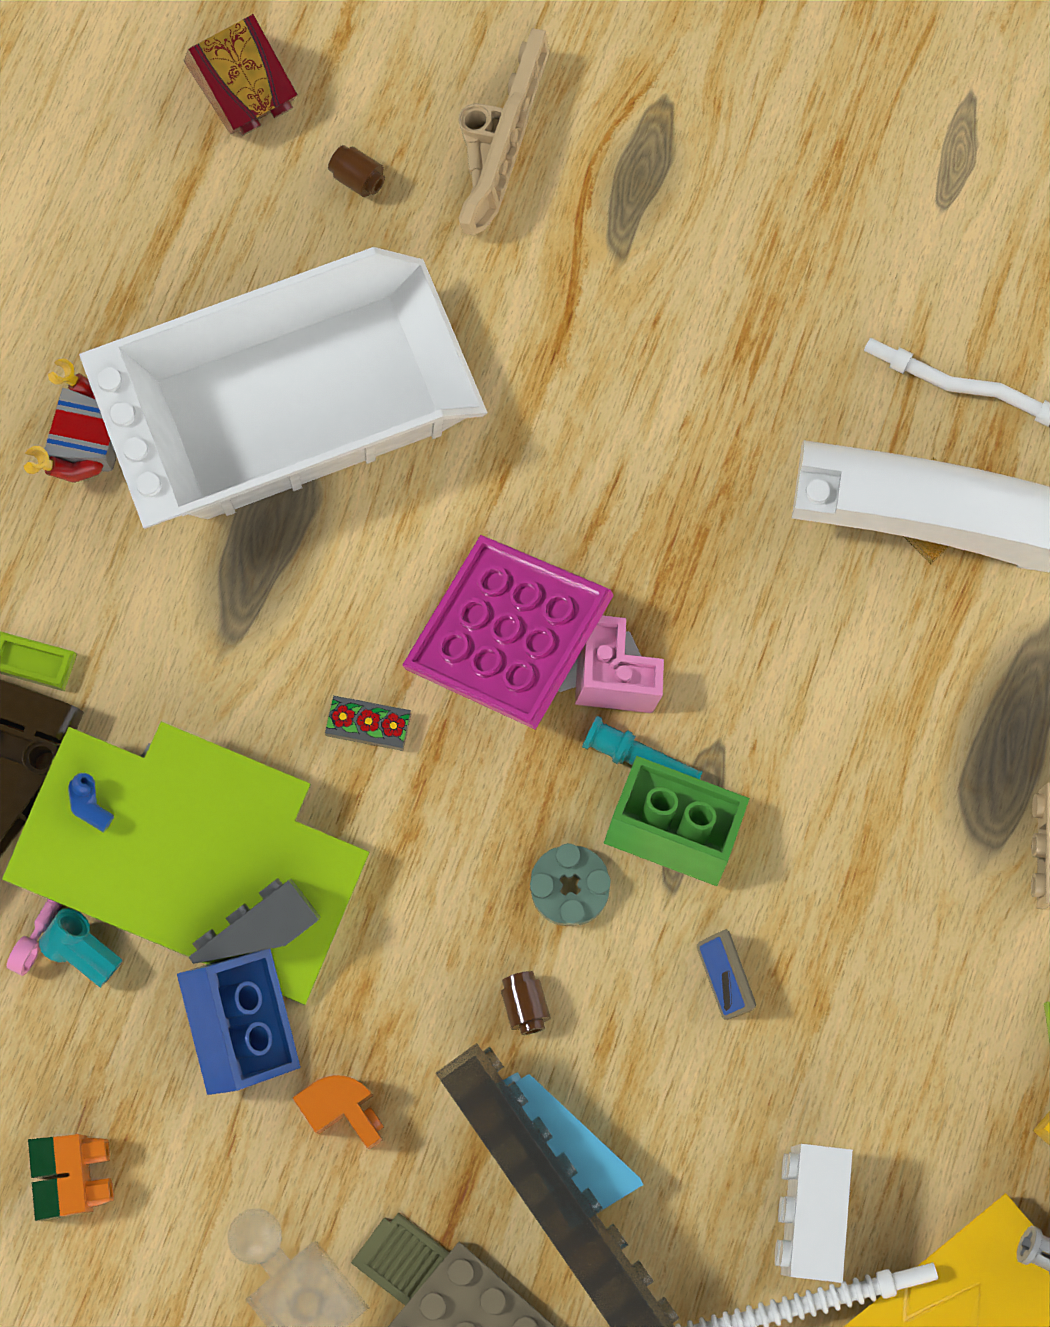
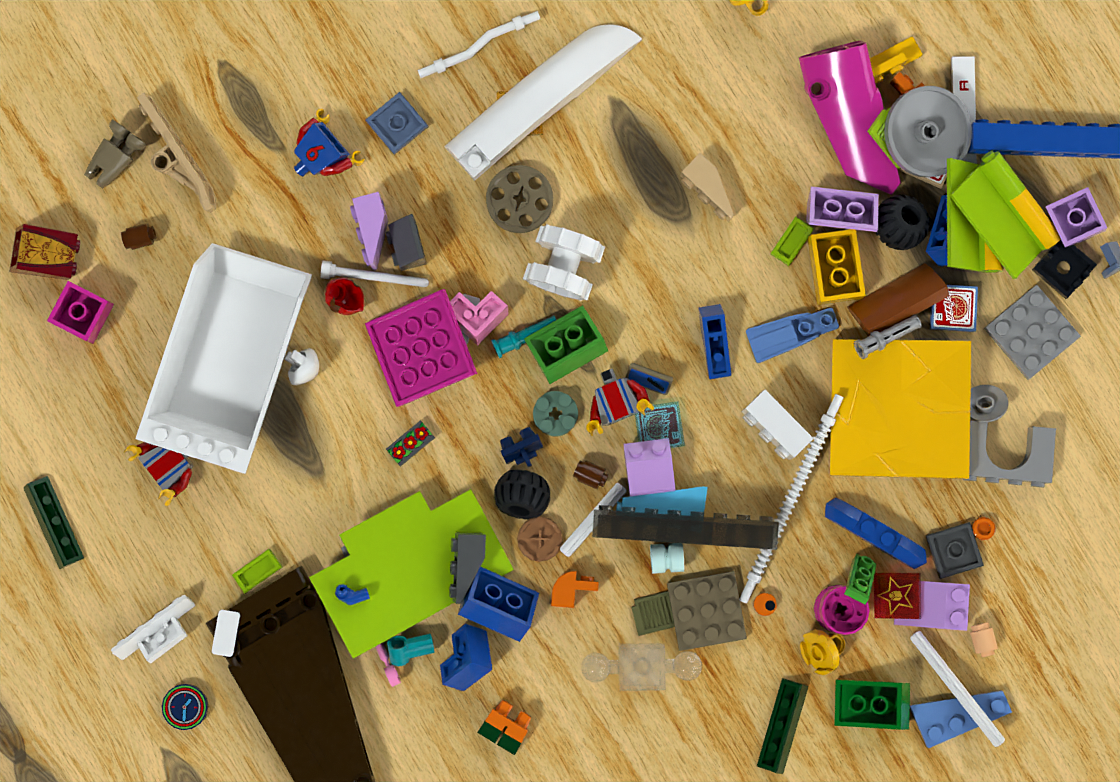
camera: 50 degrees left, 10 degrees up
(126, 1045) = (470, 658): none -> blue panel
(198, 175) = (80, 312): none -> dark pink brick
(358, 501) = (304, 366): none -> white piece
(377, 1006) = (539, 539): none -> medium nougat tile
(420, 930) = (522, 494): none -> black wheel
(428, 61) = (110, 157): none -> dark tan piece
(436, 1057) = (586, 526): none -> white axle
(482, 880) = (523, 450): none -> dark blue hips
(493, 478) = (344, 296): none -> red hair
(494, 1210) = (667, 557): none -> light aqua wheel
(513, 434) = (330, 270): none -> white piece
(602, 1076) = (649, 467): none -> lavender slope
(615, 438) = (373, 222): none -> lavender slope
(633, 501) = (406, 242): none -> dark grey slope
(656, 954) = (616, 401): none -> torso
(661, 300) = (320, 149): none -> blue torso
(671, 1046) = (661, 424): none -> clear light blue tile
(779, 368) = (396, 123): none -> sand blue tile
(807, 715) = (567, 251): none -> white piece
(824, 585) = (513, 190): none -> dark tan wedge
(857, 1025) = (715, 341): none -> blue slope
(959, 1124) = (789, 333): none -> medium blue piece

